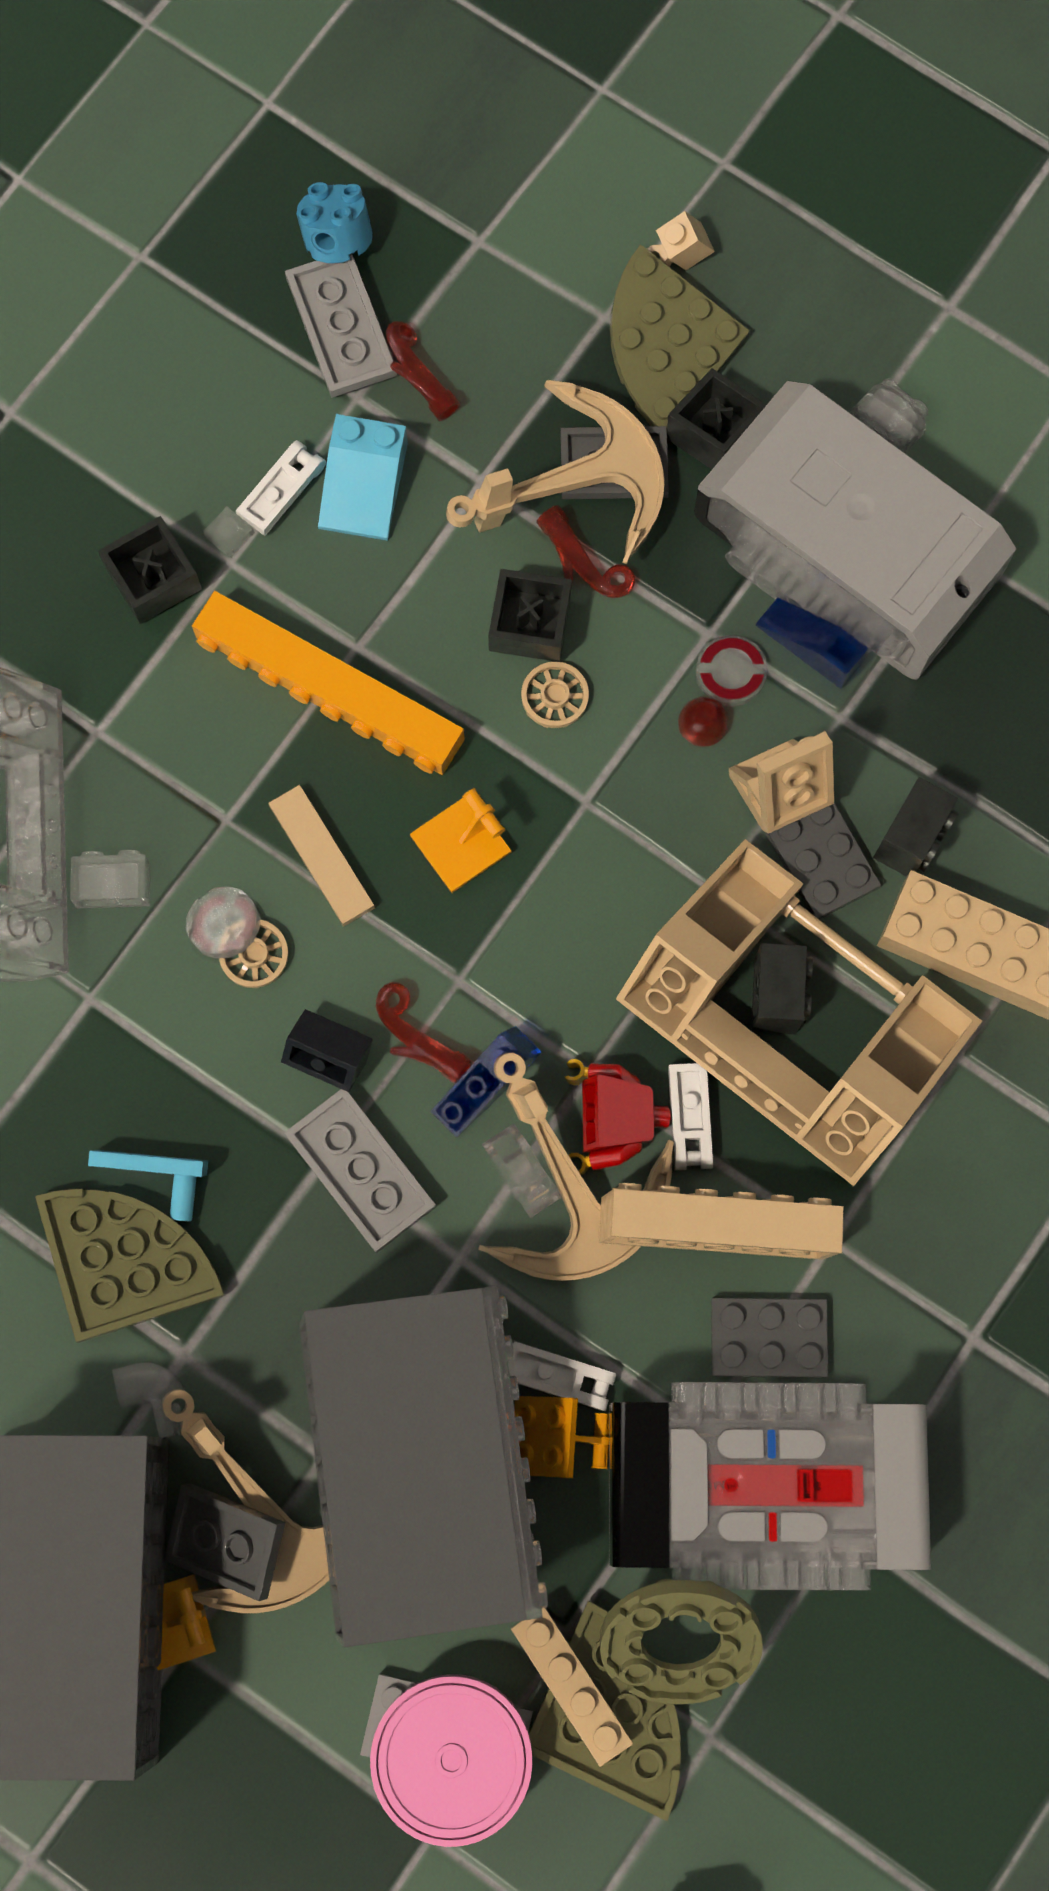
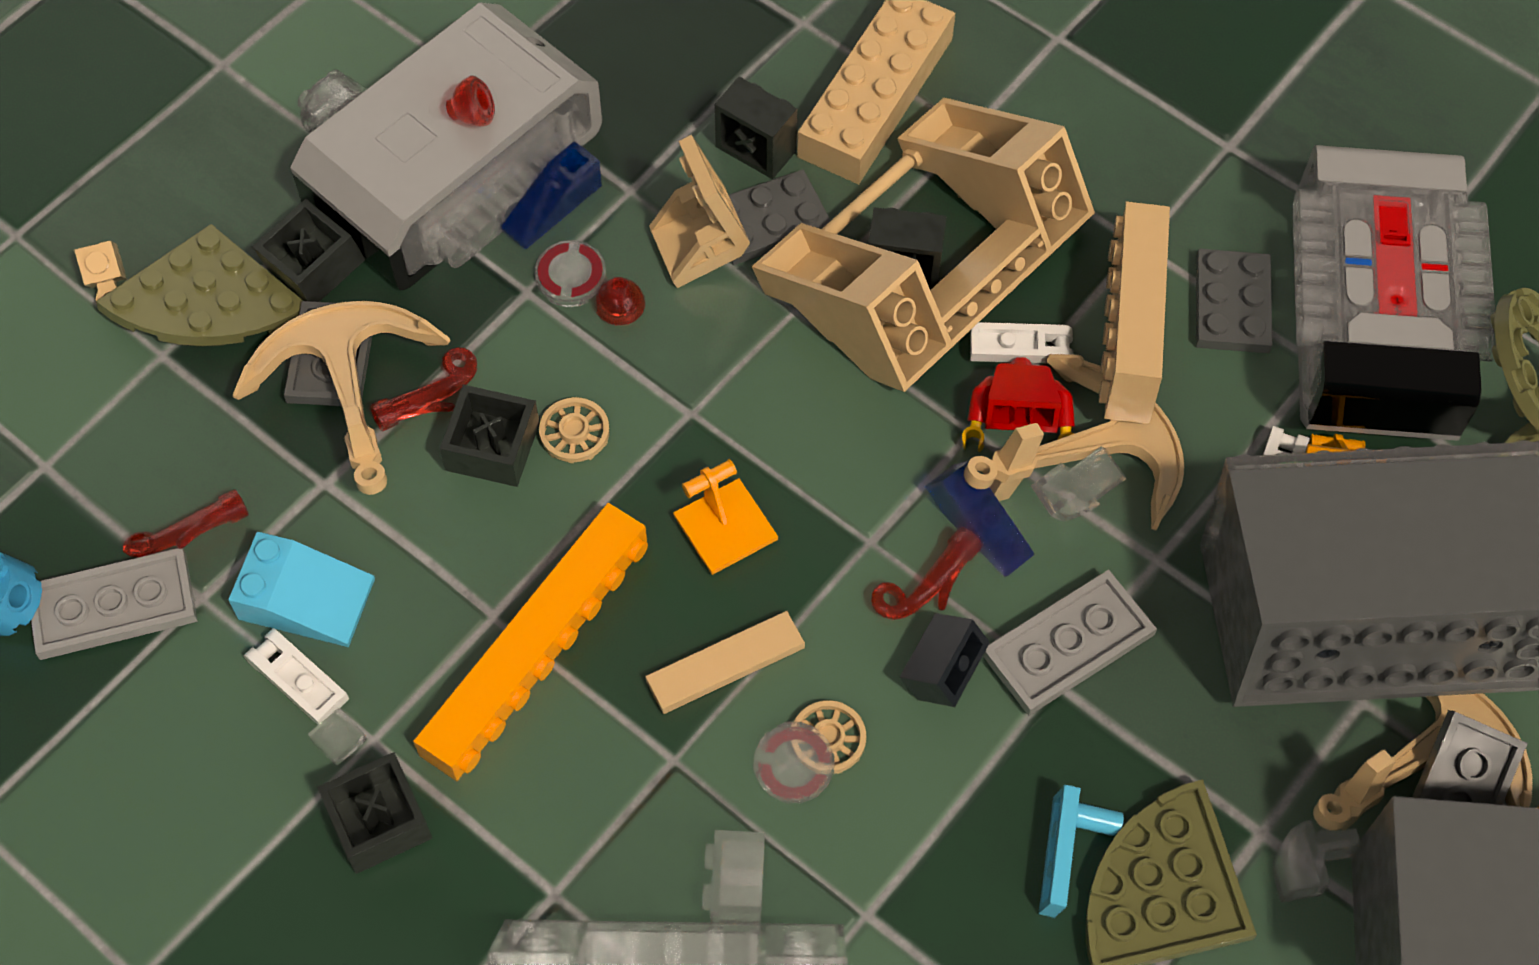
camera: 85 degrees left, 15 degrees down
(858, 531) = (471, 103): none -> clear red brick

